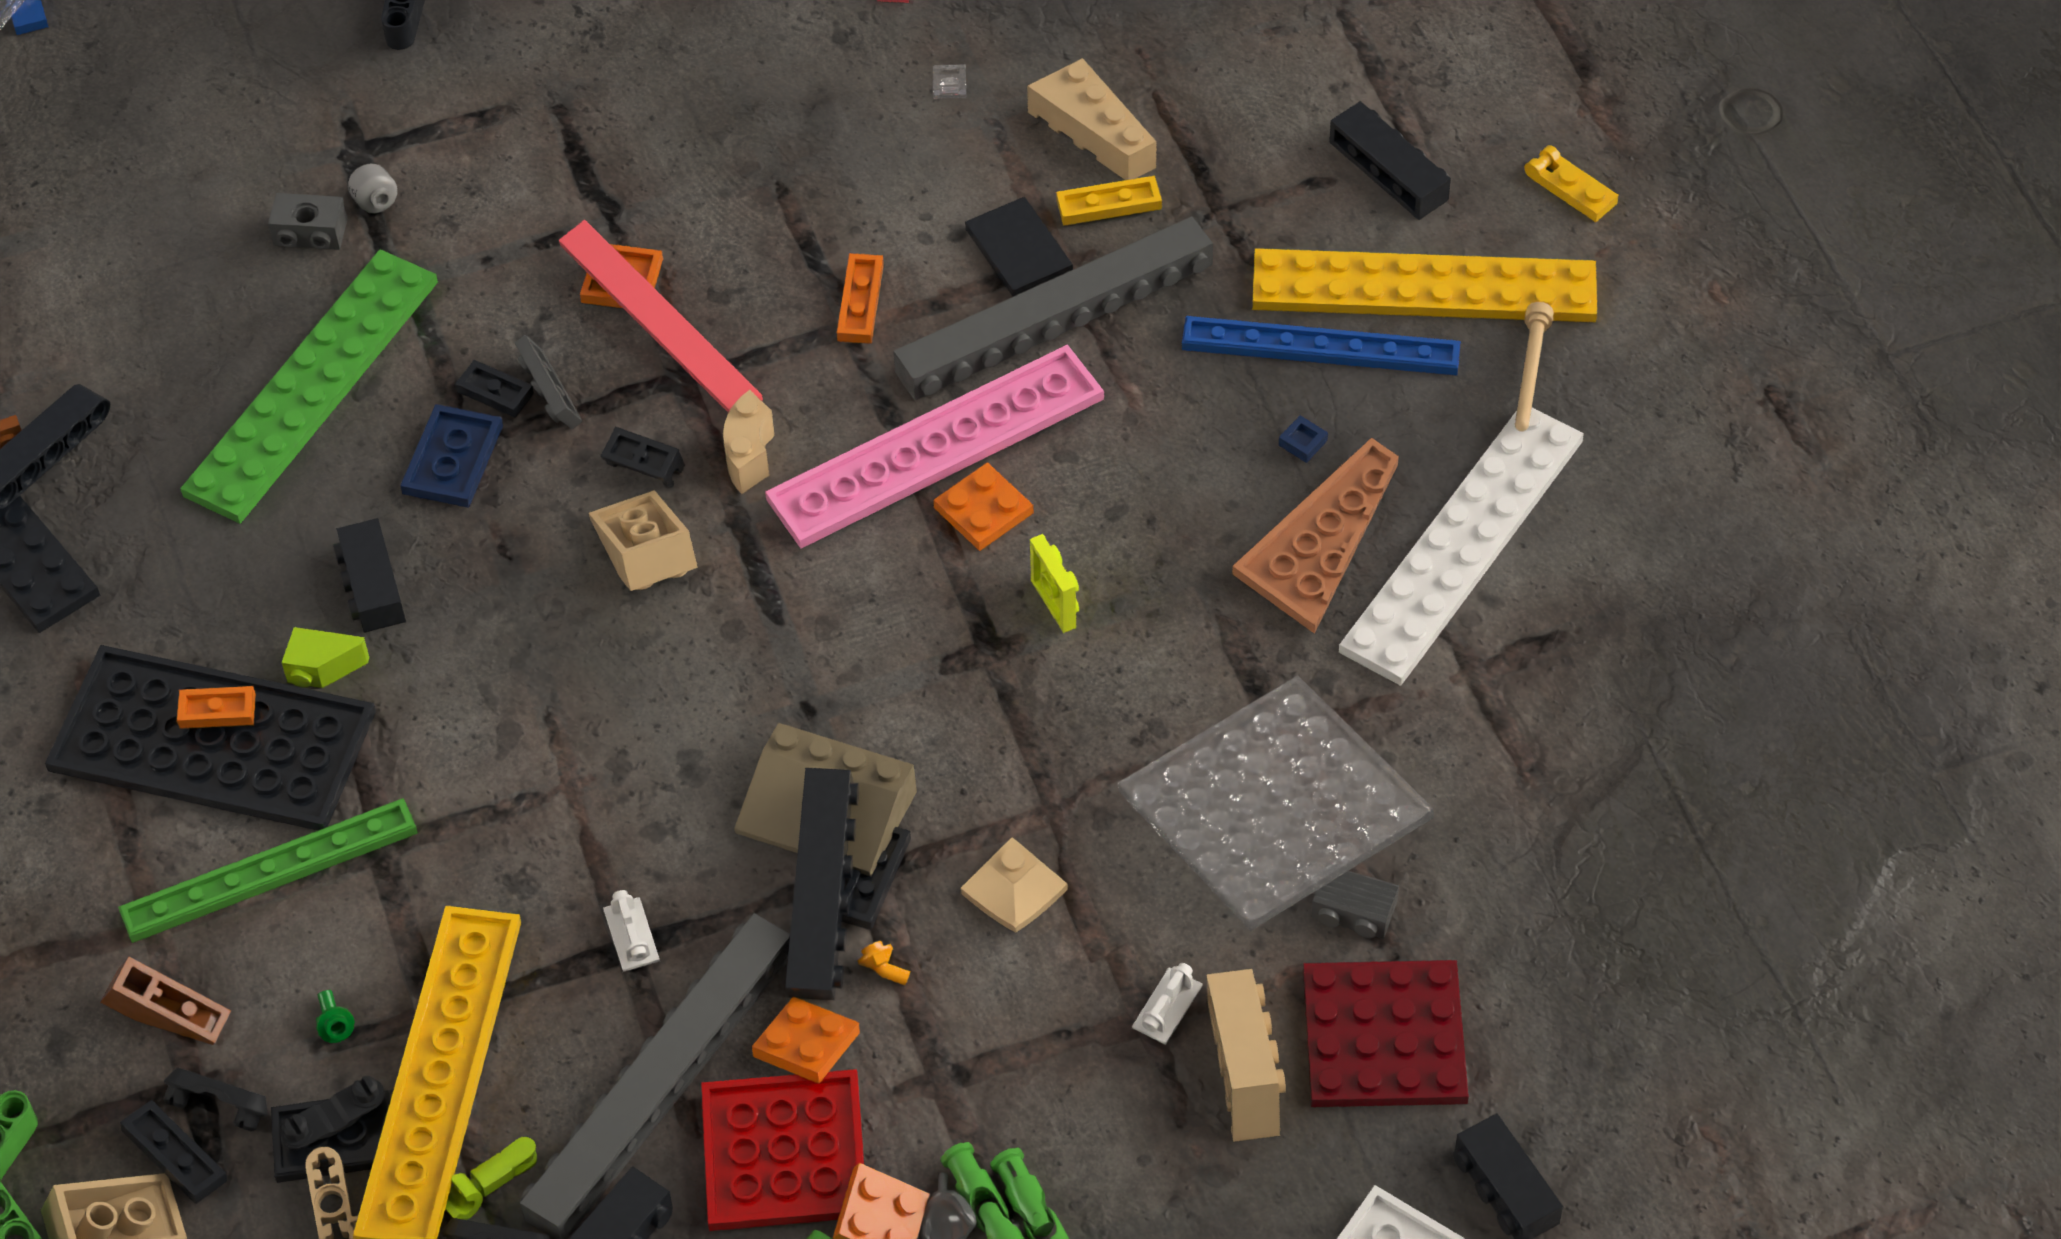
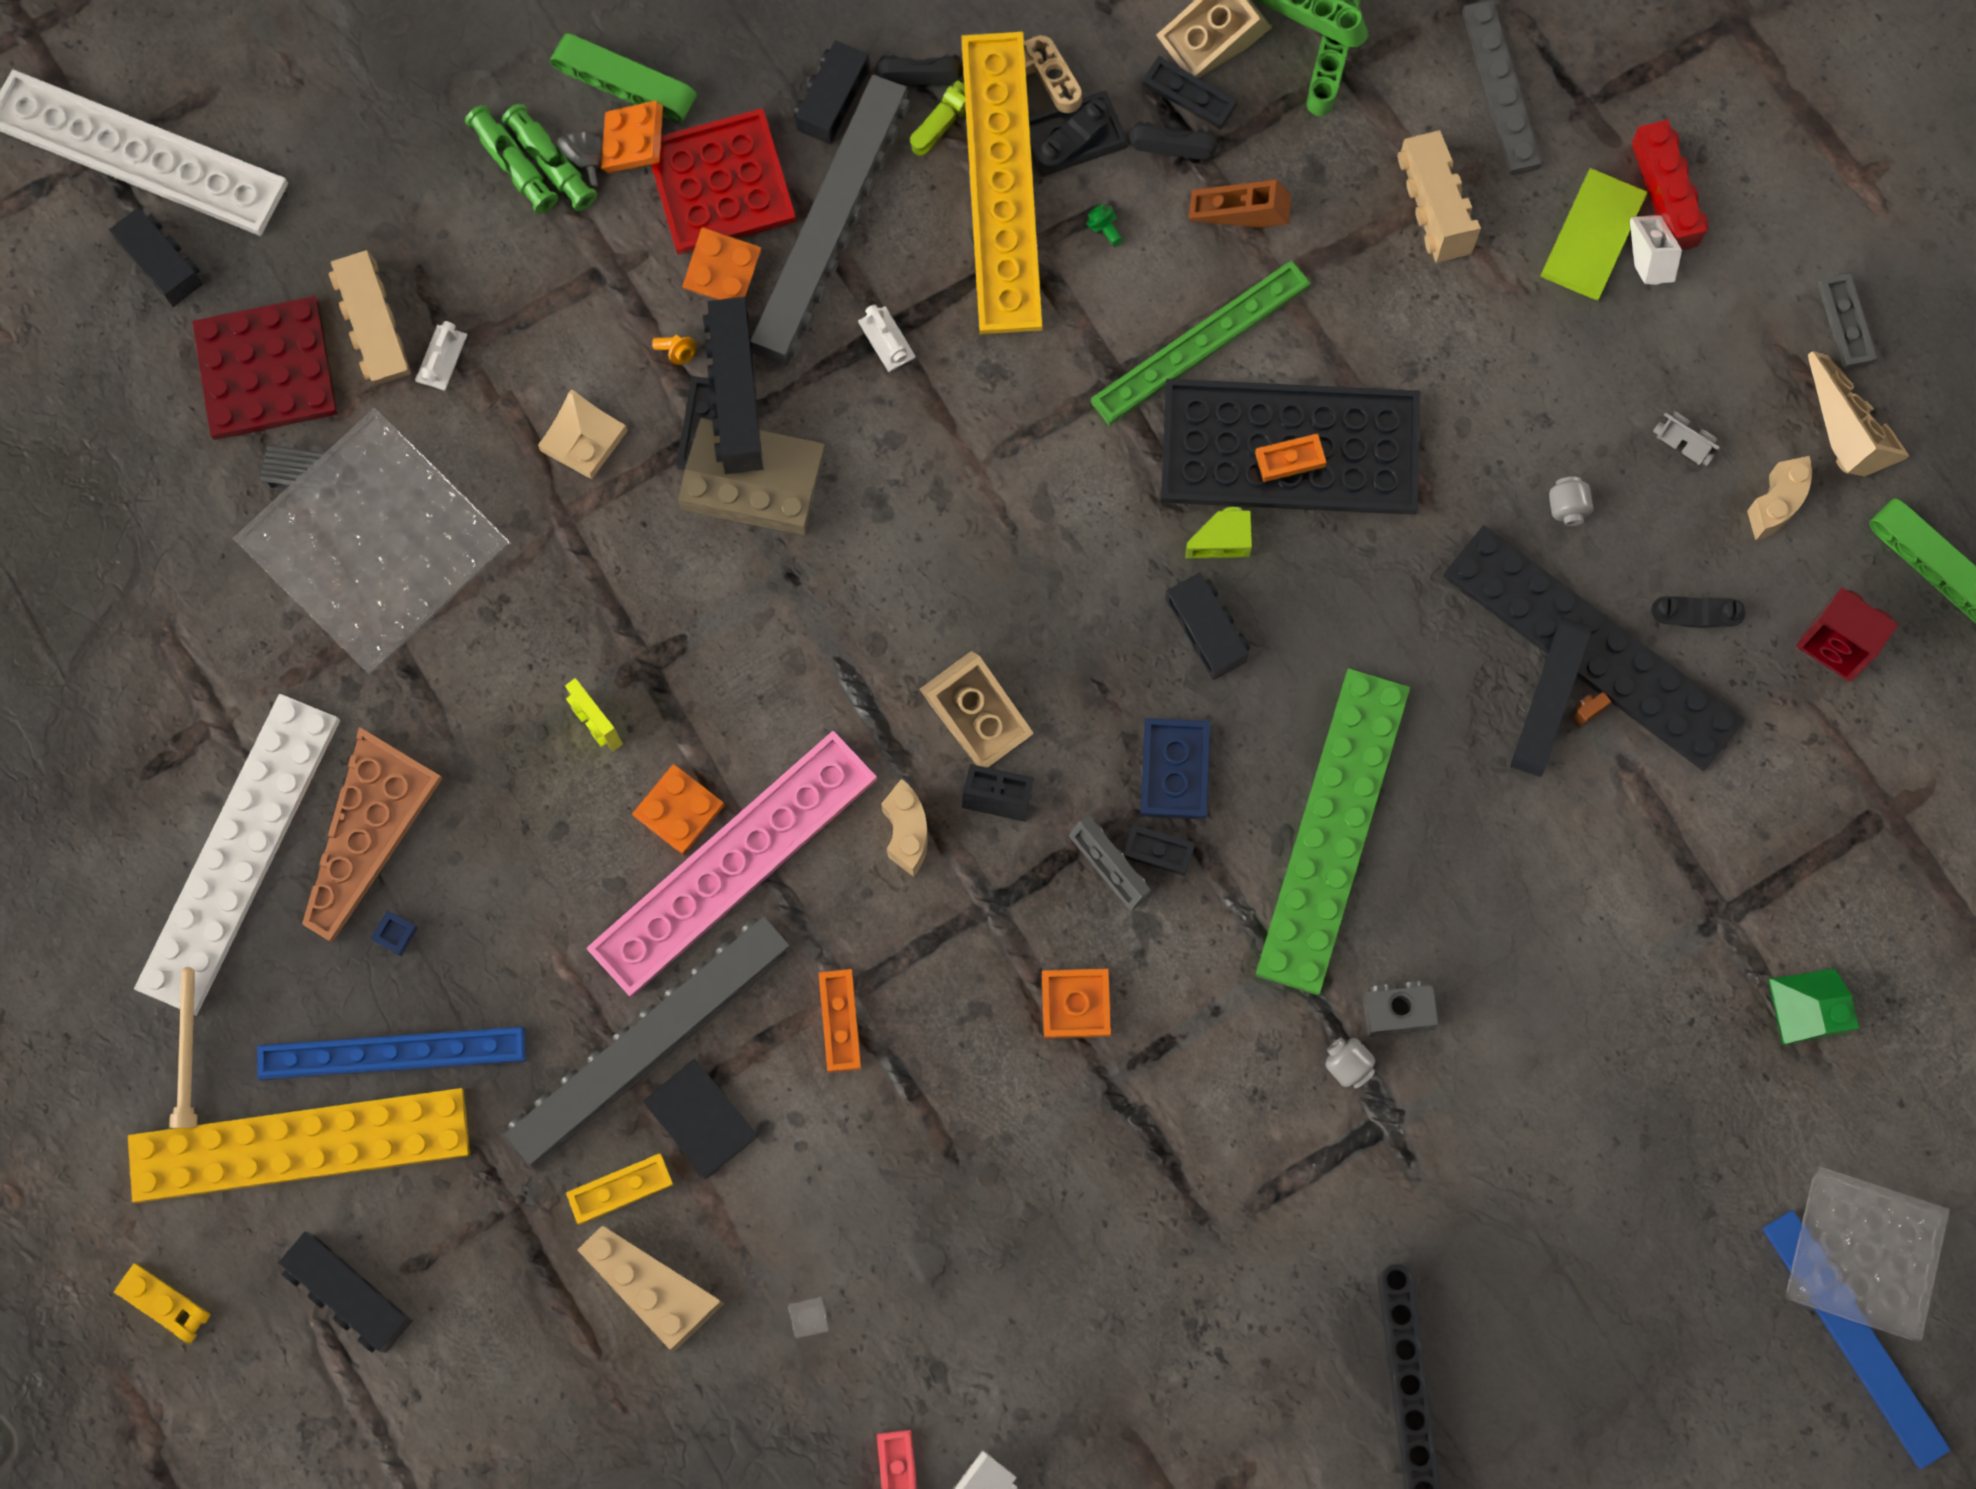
camera: 170 degrees right, 20 degrees up
(656, 315) = (1024, 950): coral tile -> none

